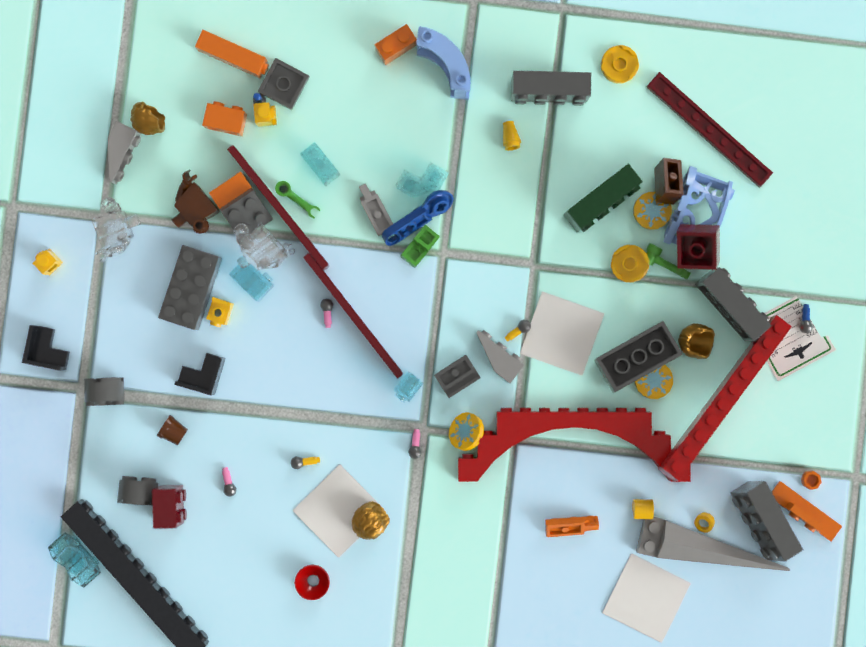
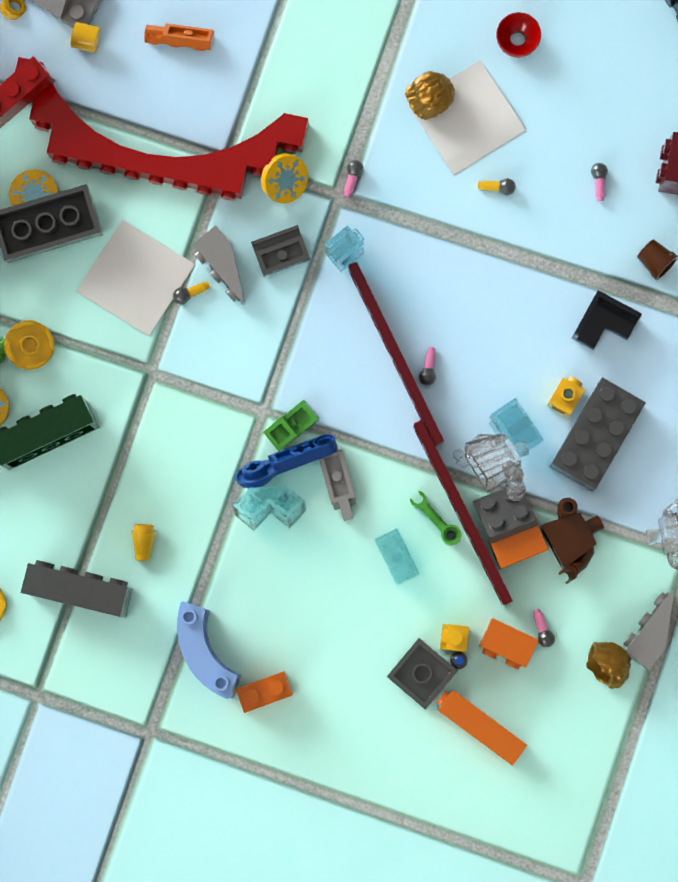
camera: 160 degrees left, 5 degrees down
(199, 131) = (545, 636): none -> piece

